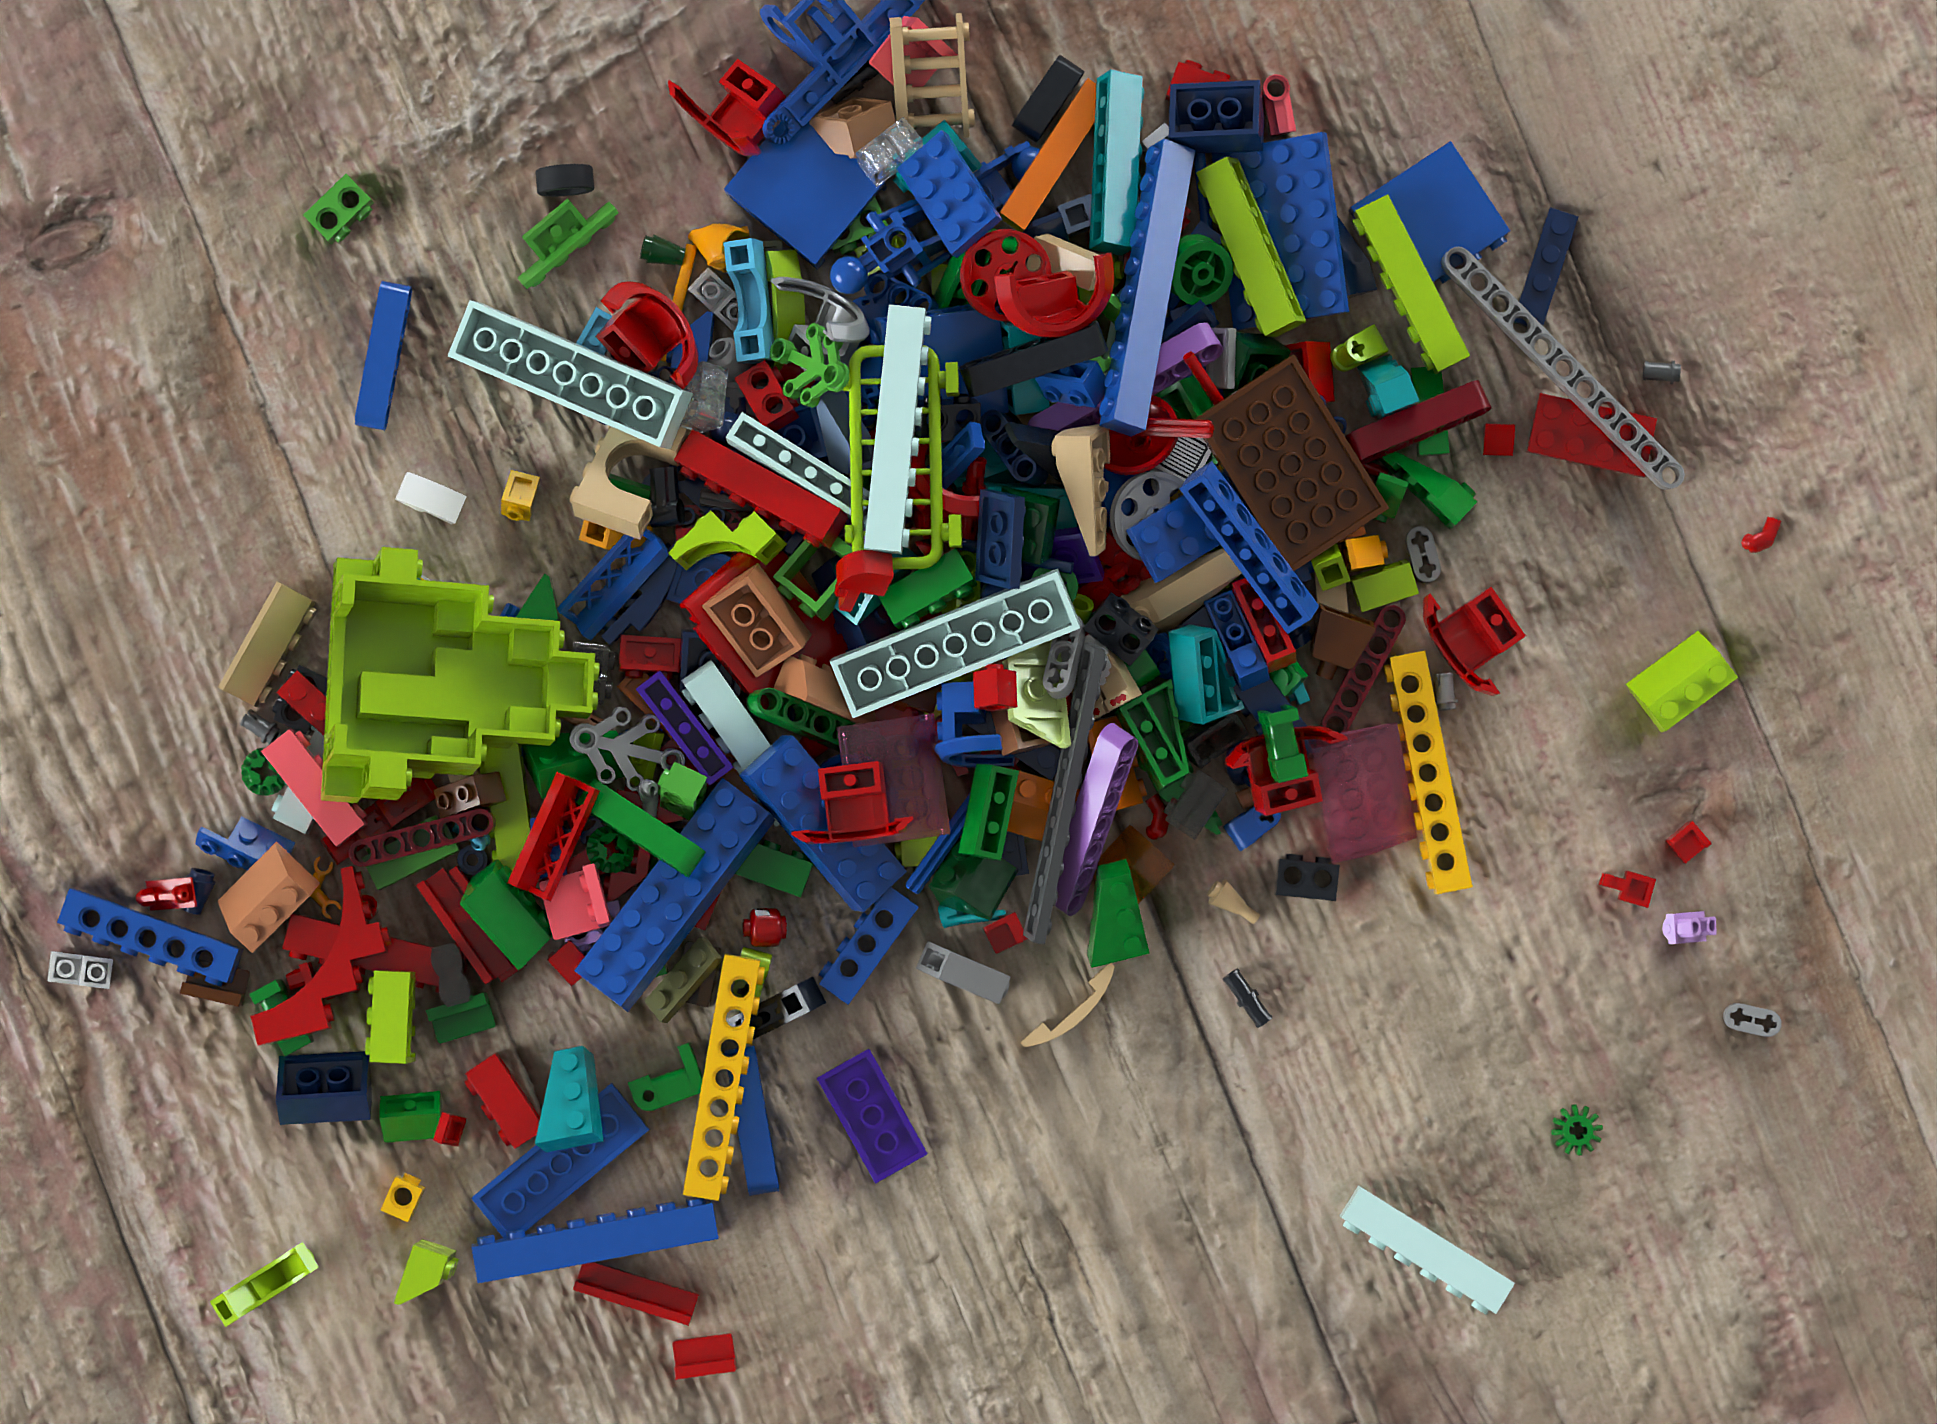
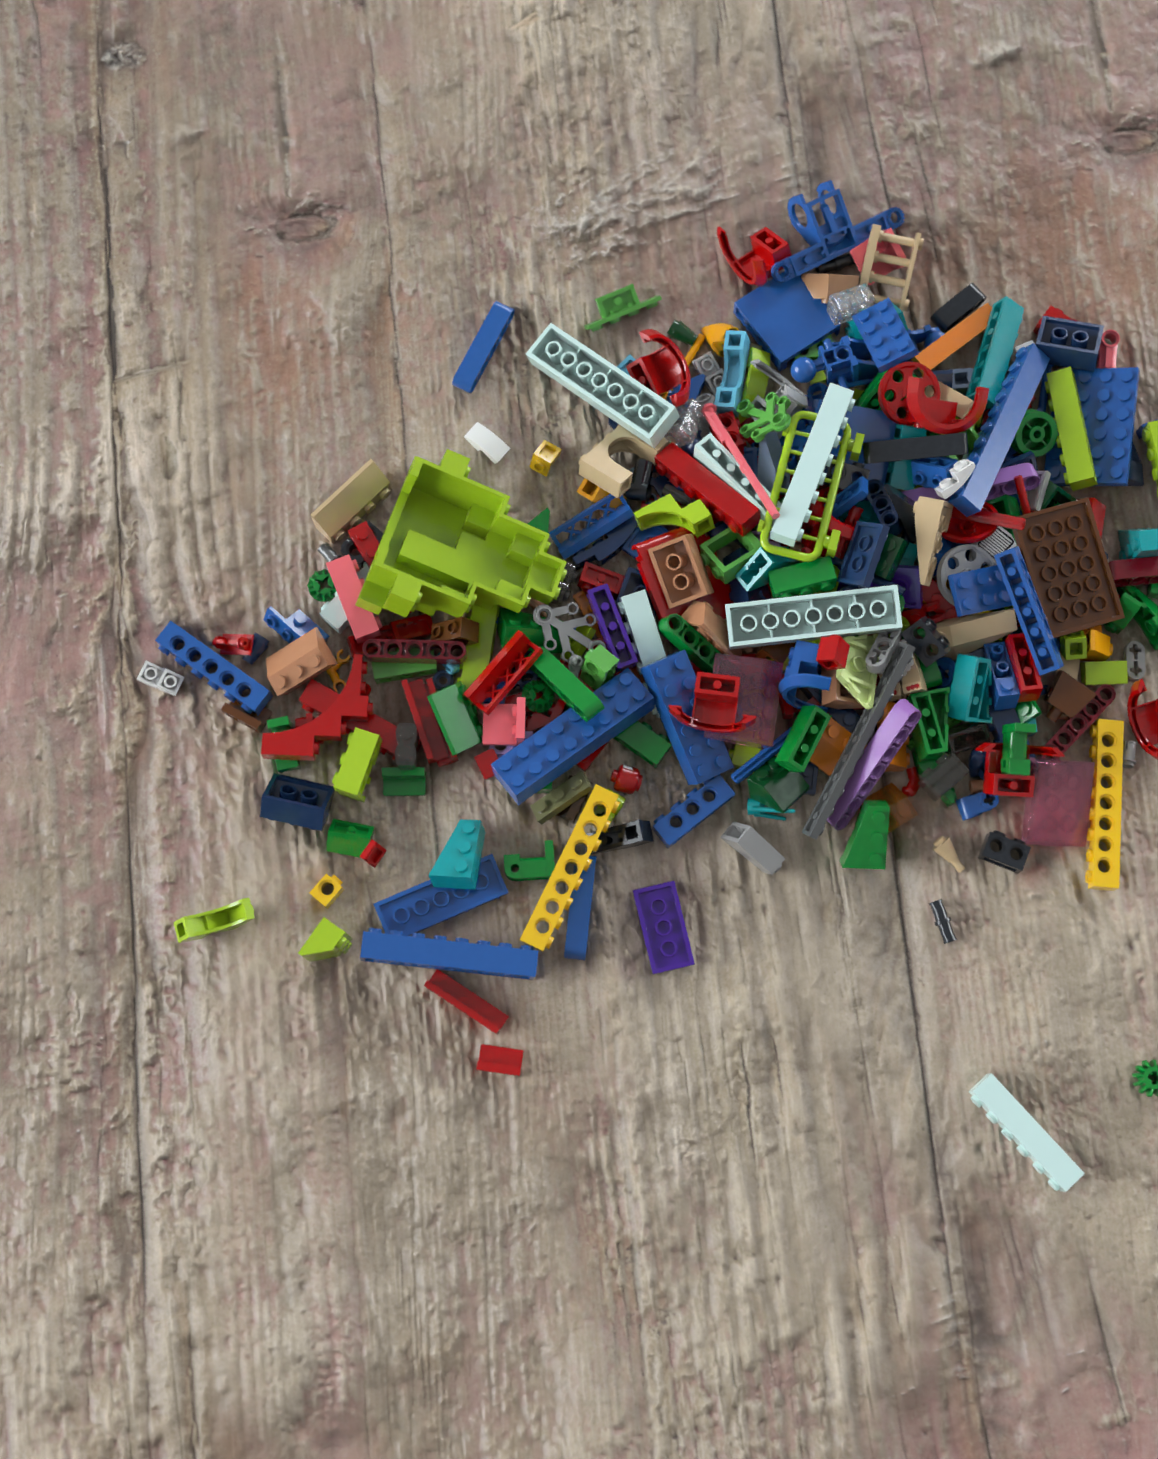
camera: 15 degrees right, 10 degrees down
(333, 203) = (479, 246): bright green brick -> none
(503, 1100) = (415, 844): red brick -> none
(564, 180) = (633, 270): black tyre -> none
(732, 374) = (709, 412): none -> coral bar
(862, 573) = (763, 549): red brick -> none
(1005, 933) = (788, 829): red panel -> none
(1043, 1034) = (797, 905): tan slope -> none
(1104, 383) = (960, 474): none -> white slope
(1359, 349) = (1126, 516): lime piece -> none

